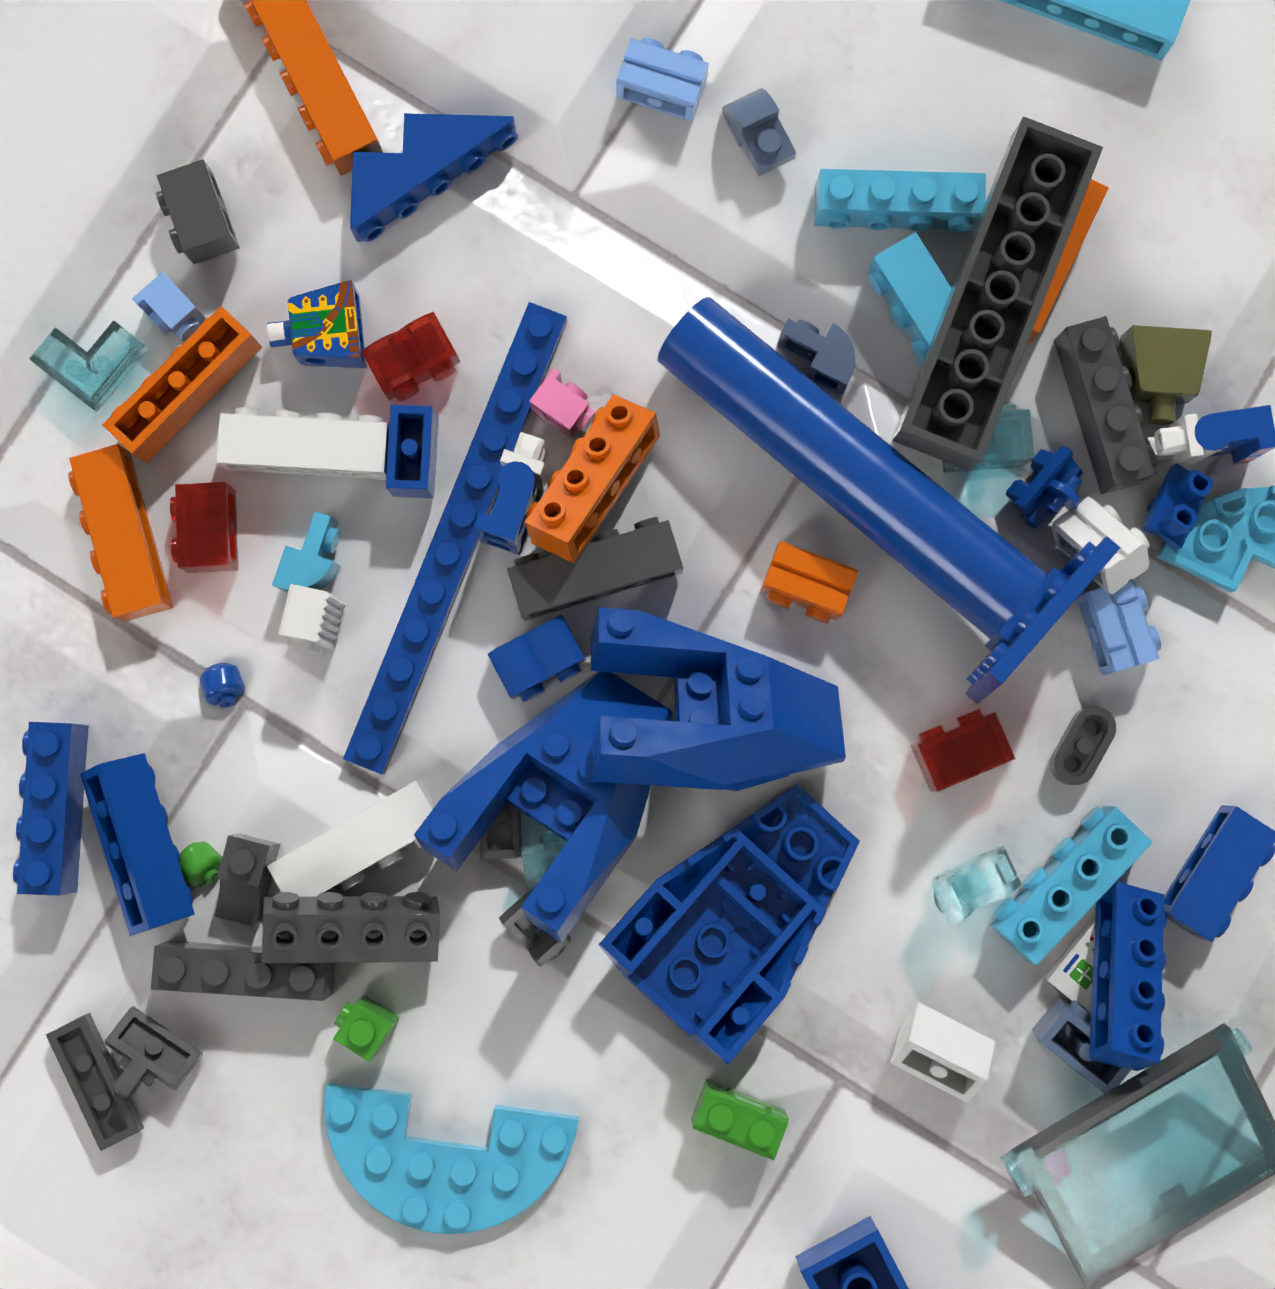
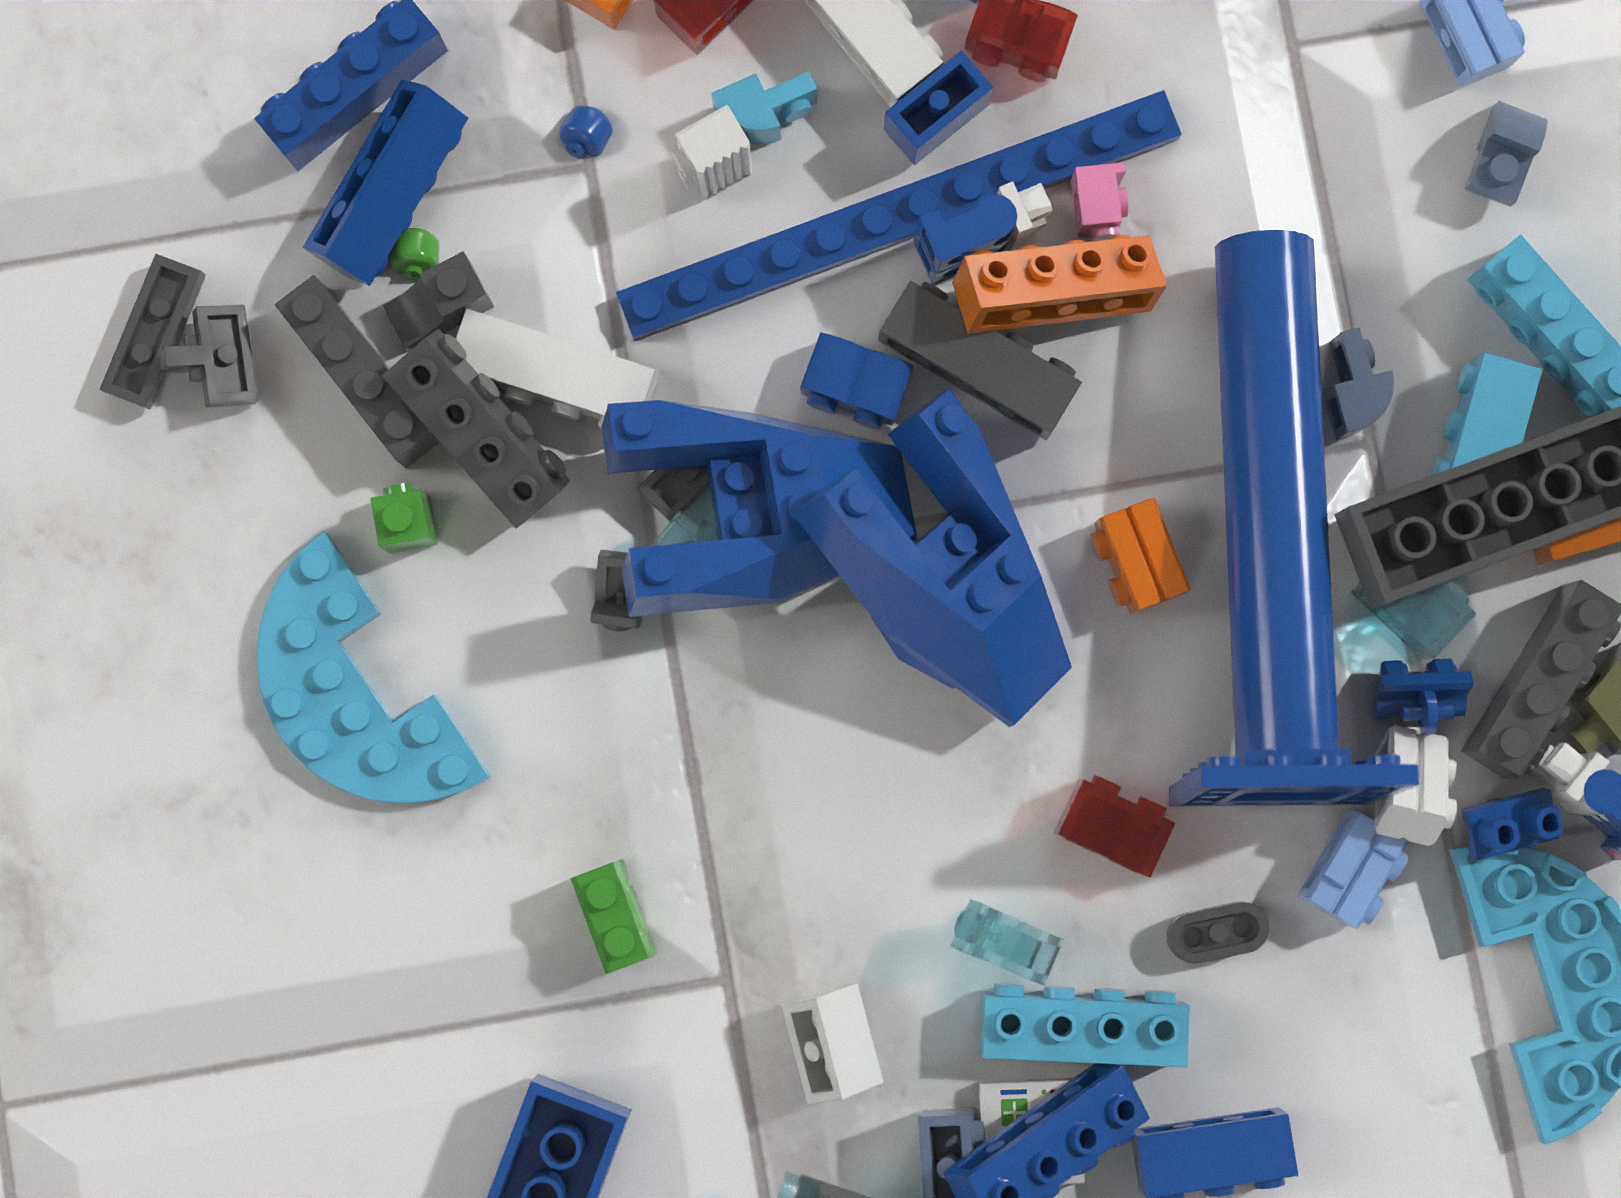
camera: 50 degrees right, 0 degrees up
(734, 921) = (783, 755): blue wedge -> none

